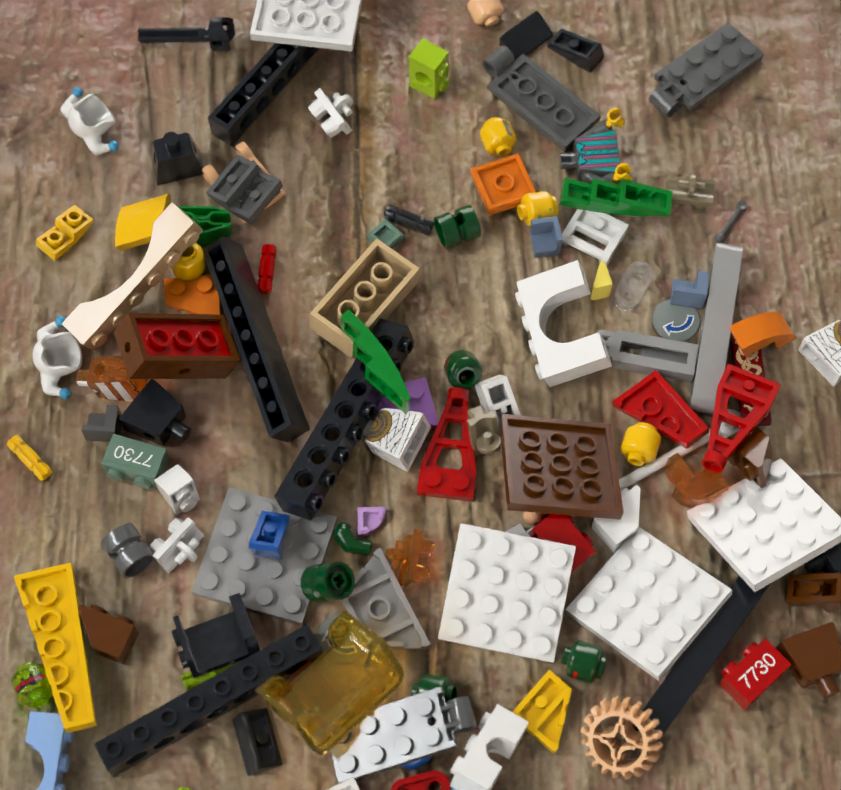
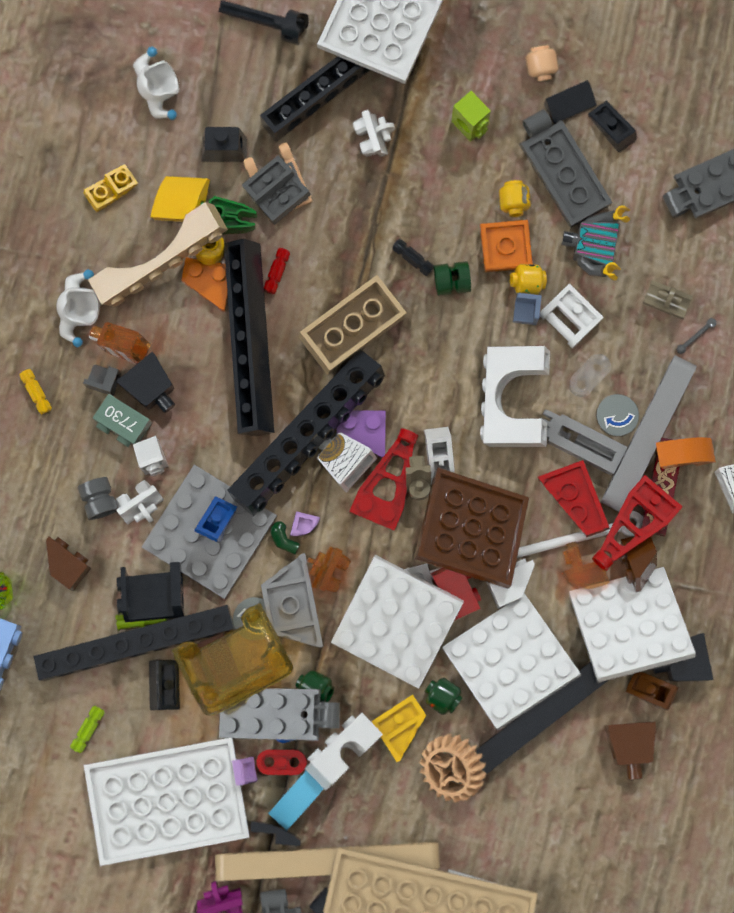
camera: 15 degrees right, 15 degrees up
(56, 623) = (25, 538): yellow wing -> none
(176, 346) = (179, 332): reddish brown brick -> none
(327, 582) = (253, 572): dark green wheel -> none
(379, 366) = (345, 402): green slope -> none
(386, 233) = (388, 267): sand green tile -> none
(463, 369) = (418, 414): dark green head -> none
(602, 283) = (562, 367): light yellow slope -> none
(617, 199) = (598, 290): green slope -> none
(641, 444) = (548, 523): yellow head -> none
(690, 293) = (636, 393): sand blue panel -> none
(754, 673) = (578, 744): red brick -> none

